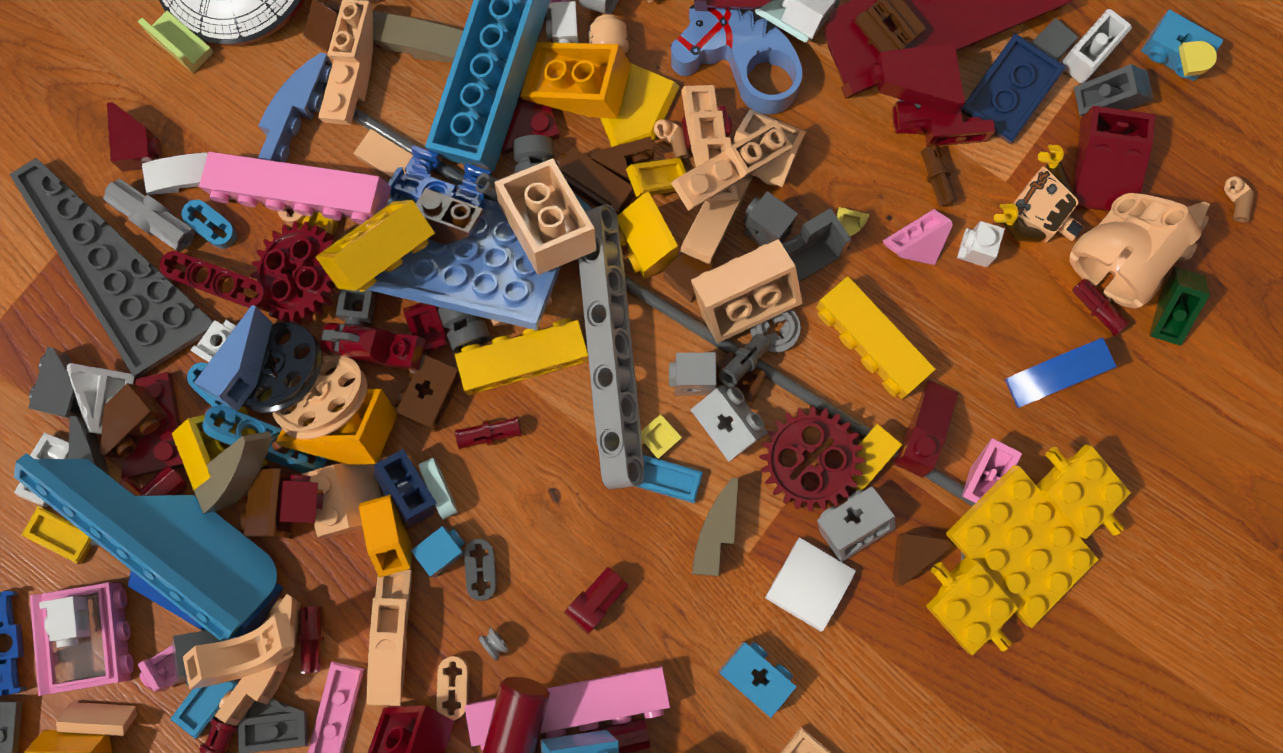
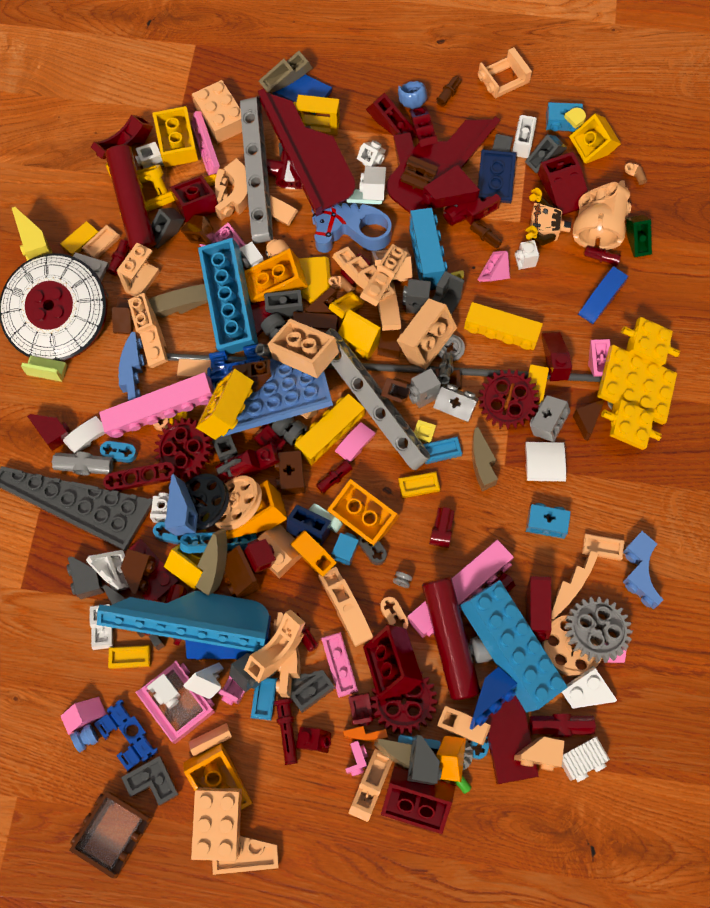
camera: 30 degrees left, 10 degrees down
(127, 638) = (205, 681): none -> white slope
(494, 513) = (363, 512): none -> light orange slope
(548, 397) = (354, 442): none -> bright pink slope
(566, 126) = (284, 303): none -> dark grey slope
(604, 513) = (419, 484): none -> yellow tile
(648, 355) = (396, 389): none -> reddish brown window
(832, 151) = (426, 246): none -> dark azure brick
(1207, 108) = (594, 139): none -> yellow slope

